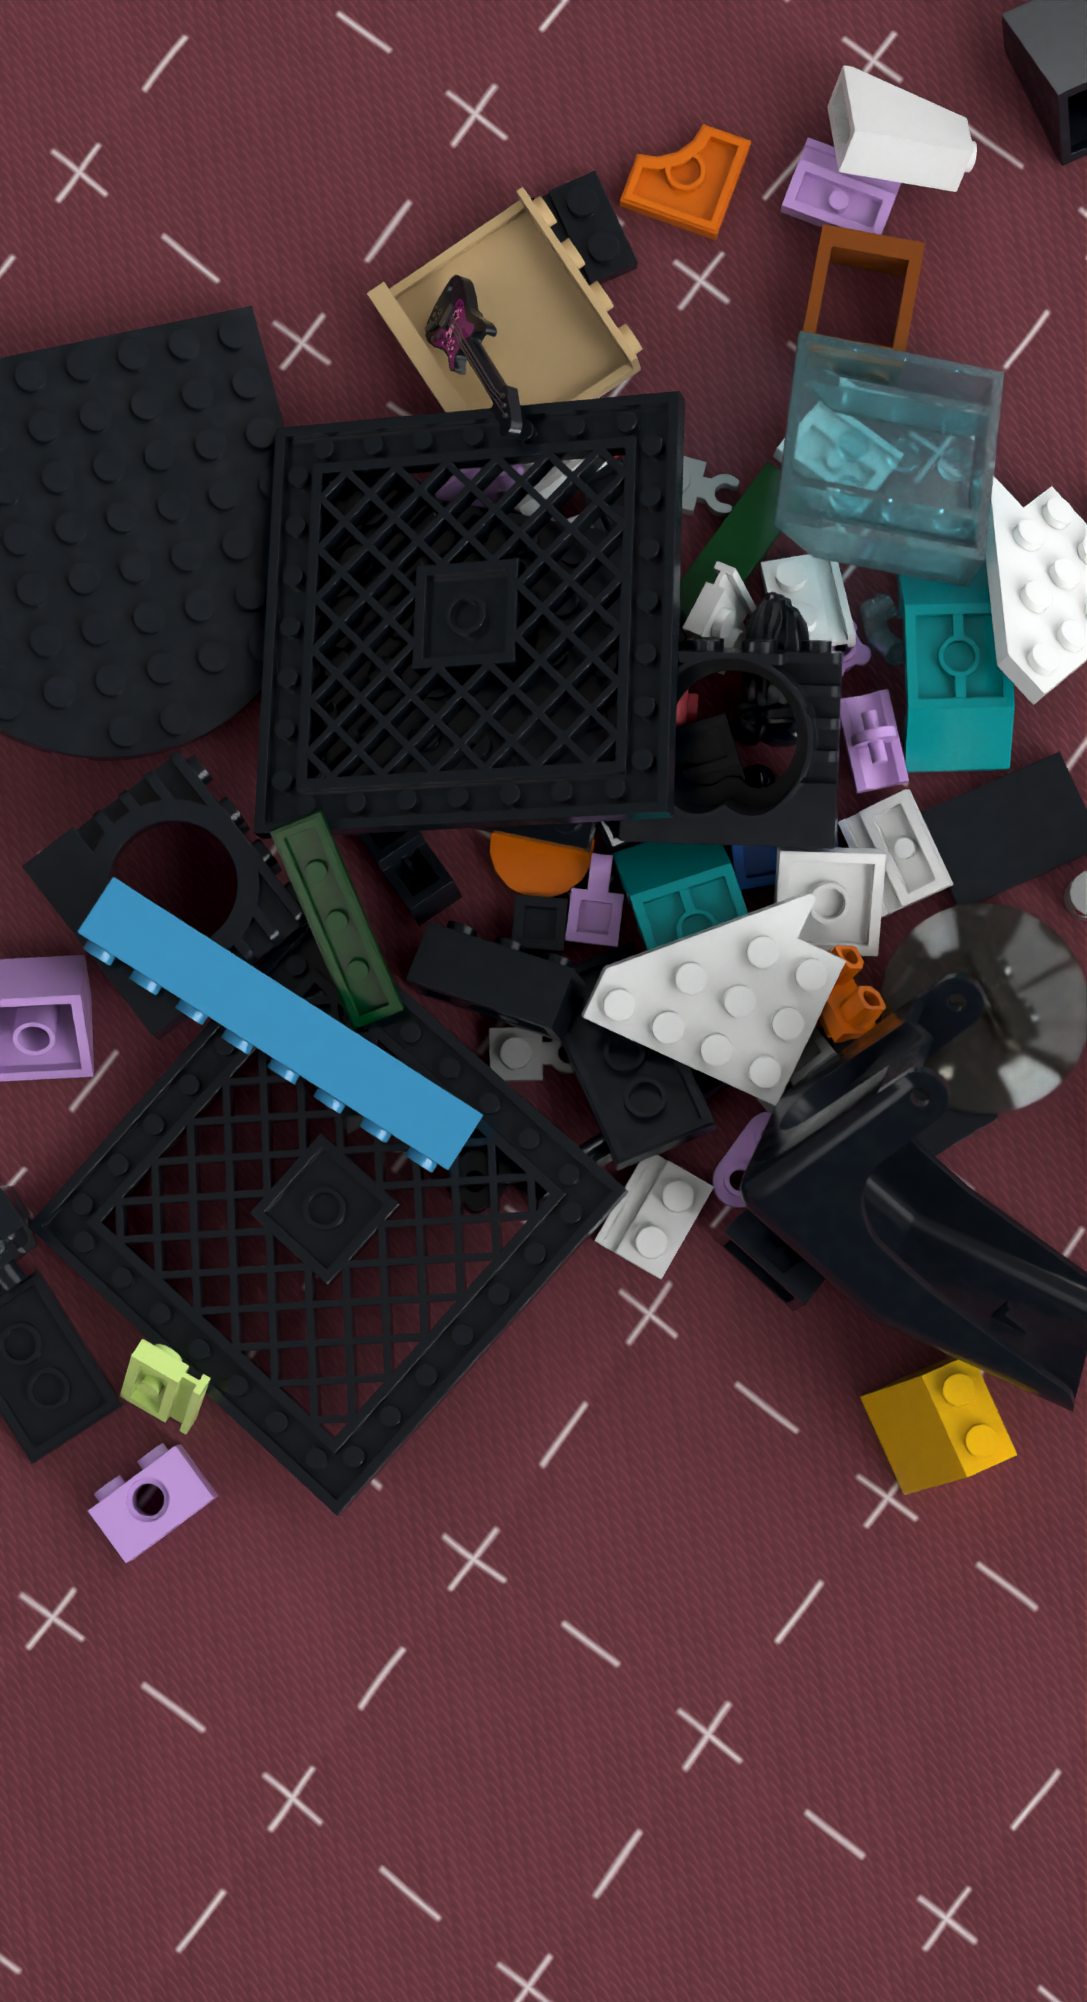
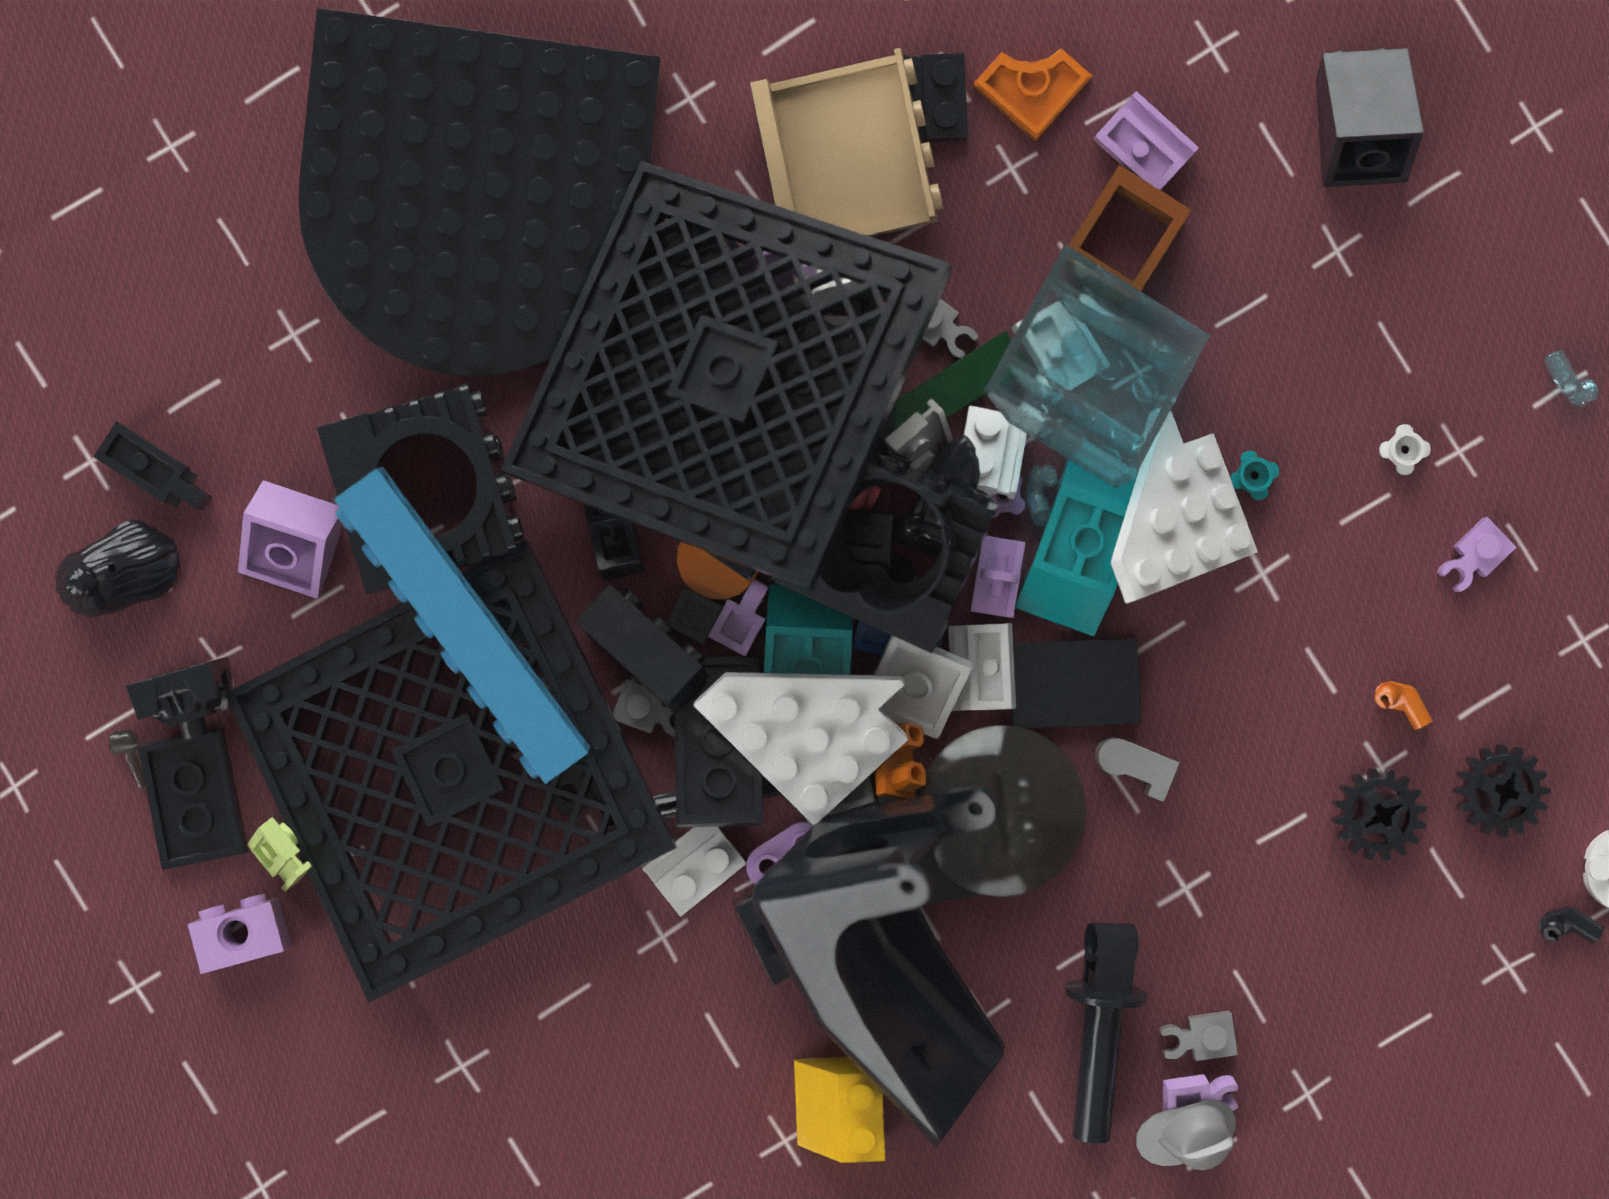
camera: 20 degrees right, 5 degrees up
(337, 919) = (537, 559): dark green tile -> none
(459, 330) = (809, 139): black piece -> none
(897, 134) = (1204, 115): white slope -> none

